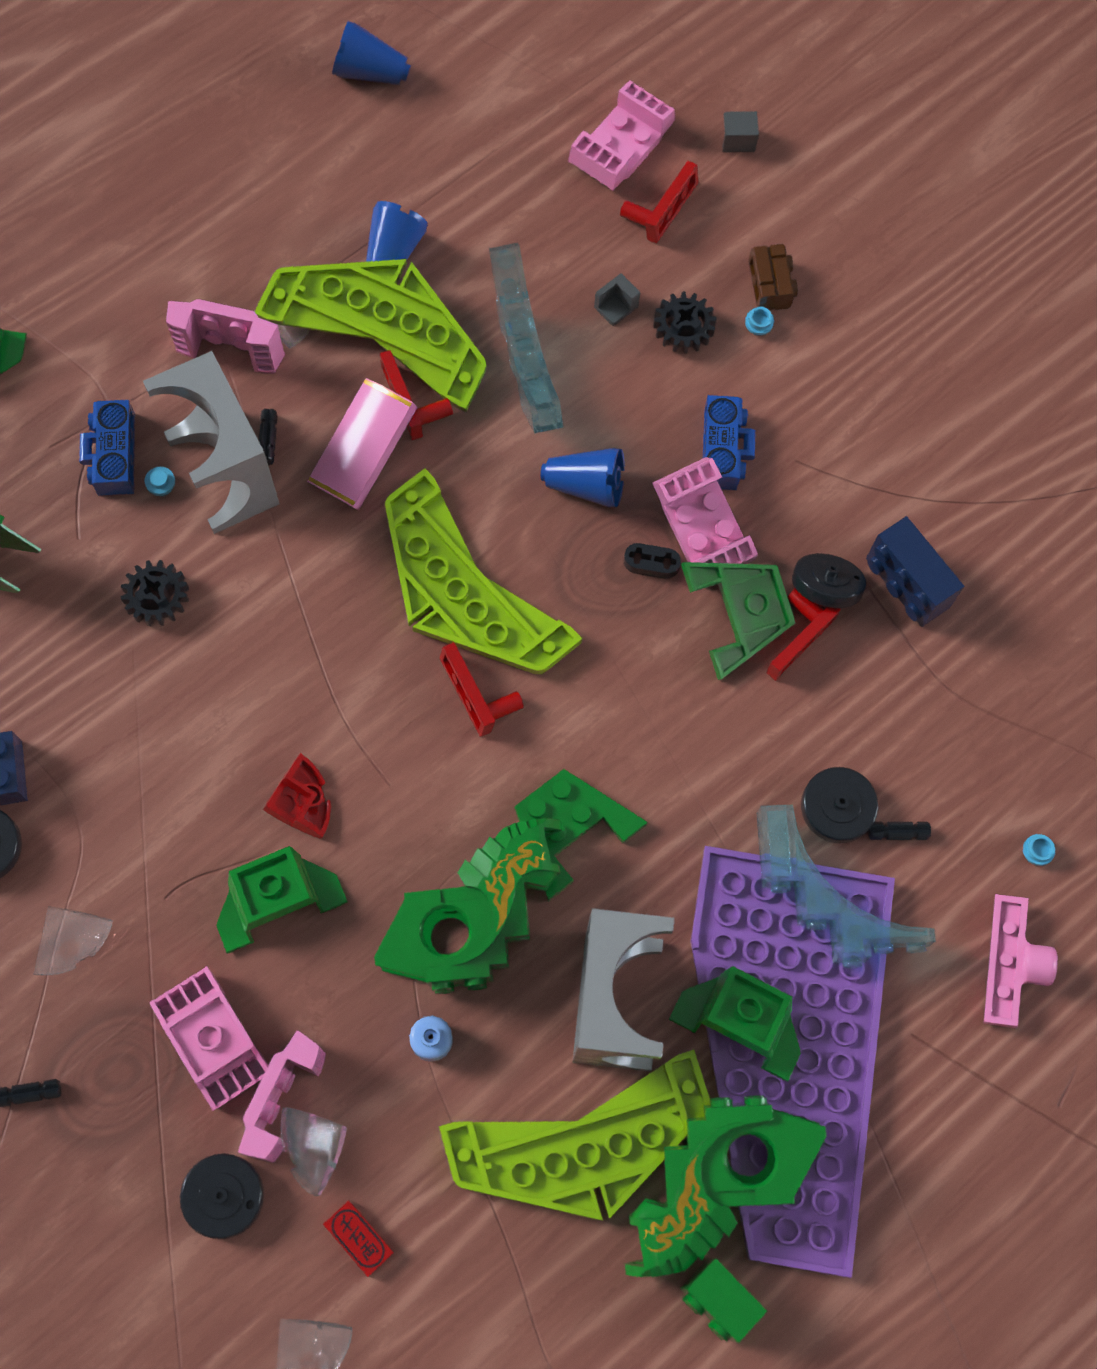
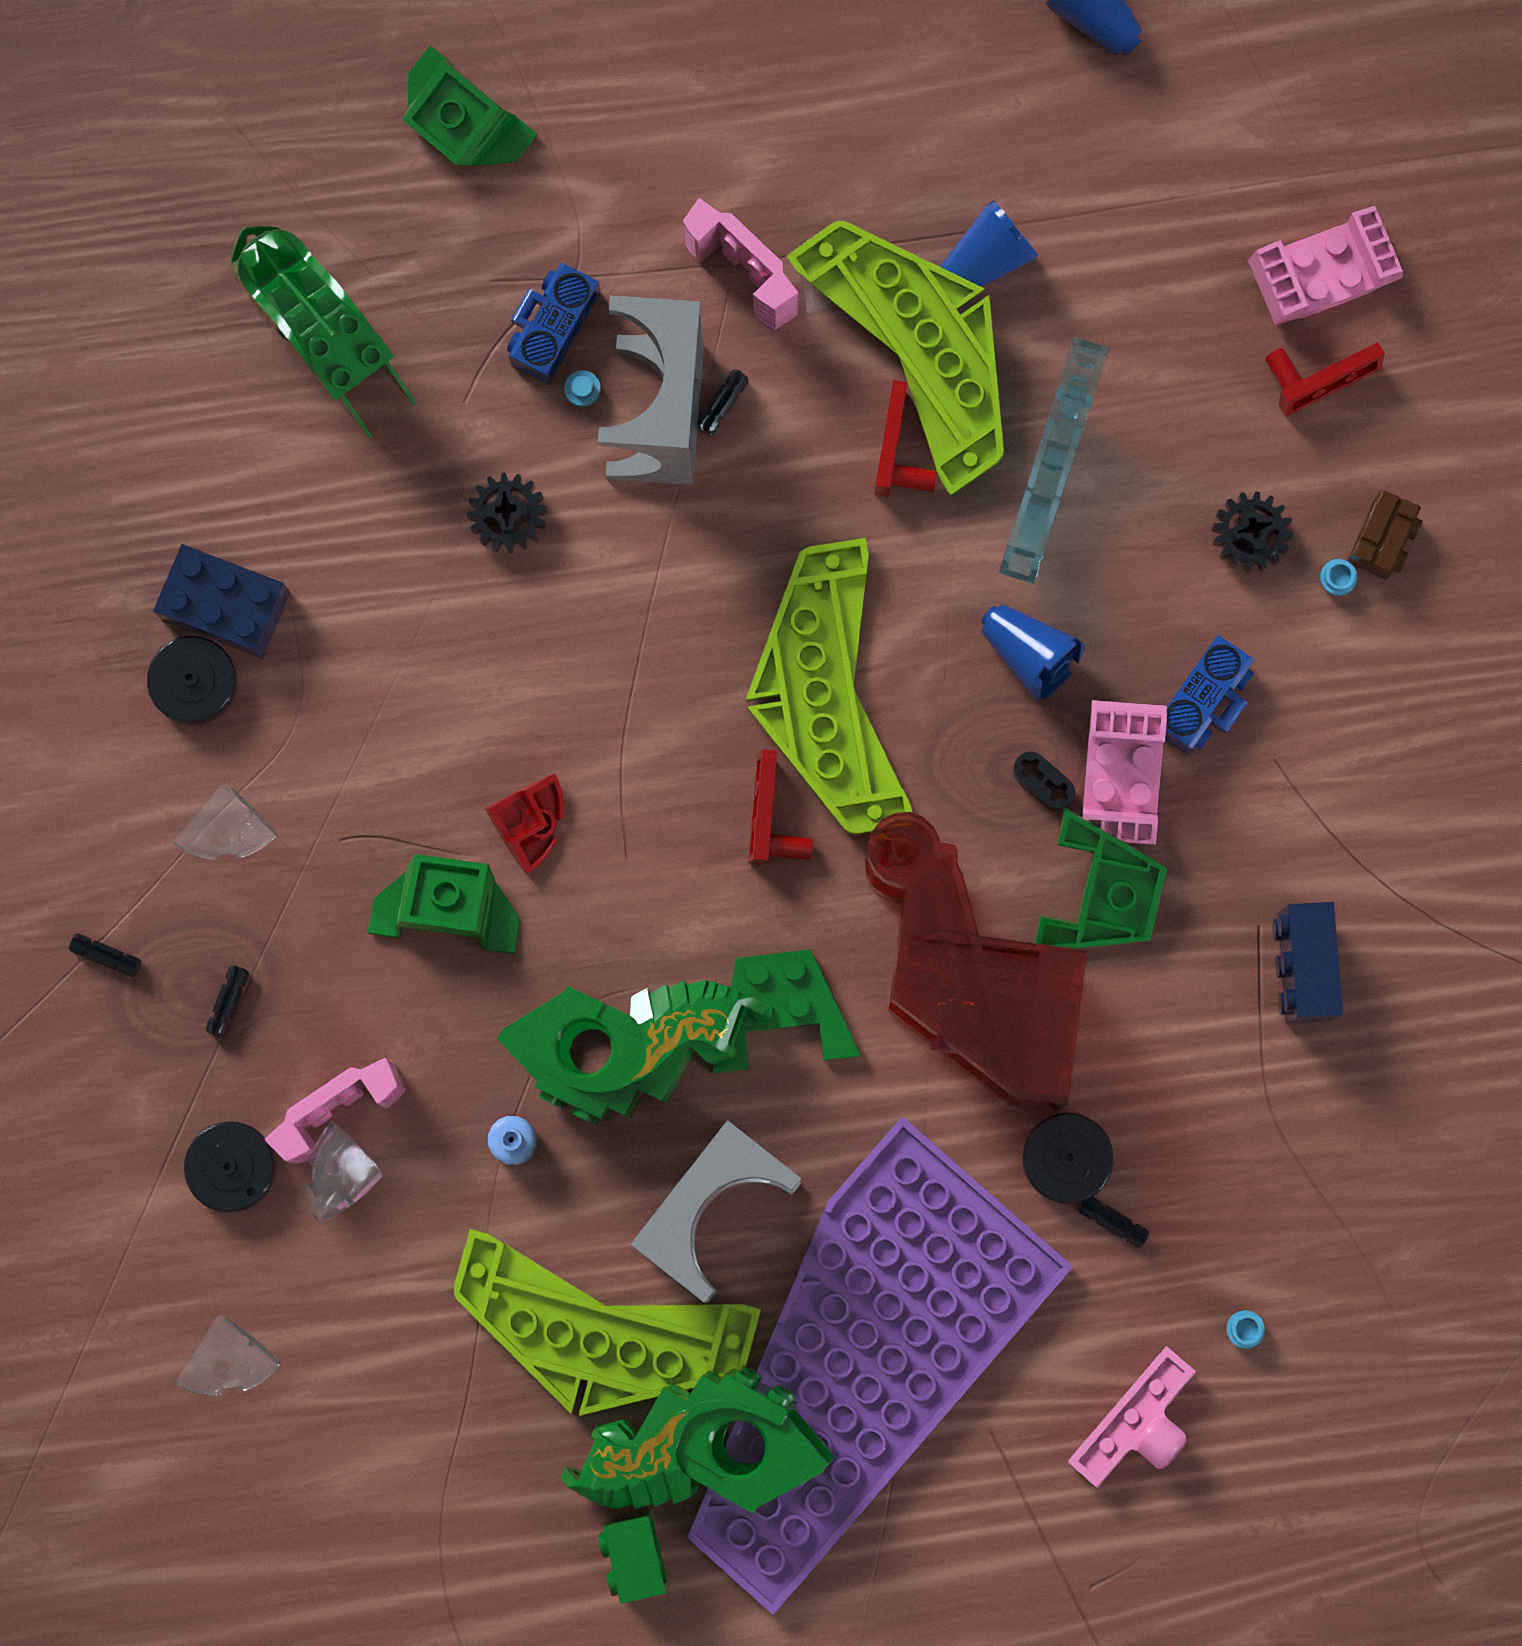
camera: 40 degrees right, 10 degrees up
(146, 1069) = (227, 1001): none -> black axle
(209, 1038) = (303, 1009): bright pink plate -> none
(358, 1238) = (334, 1285): red tile -> none
(362, 443) = (814, 473): bright pink slope -> none
(617, 299) = (1194, 461): dark grey panel -> none
(706, 725) = (980, 1001): none -> clear red piece
(740, 131) = (1465, 336): dark grey panel -> none
(746, 1013) = (830, 1309): green piece -> none
(818, 904) = (991, 1293): clear light blue arch -> none
(820, 621) = (1178, 953): red piece -> none
(829, 580) = (1213, 917): black wheel -> none

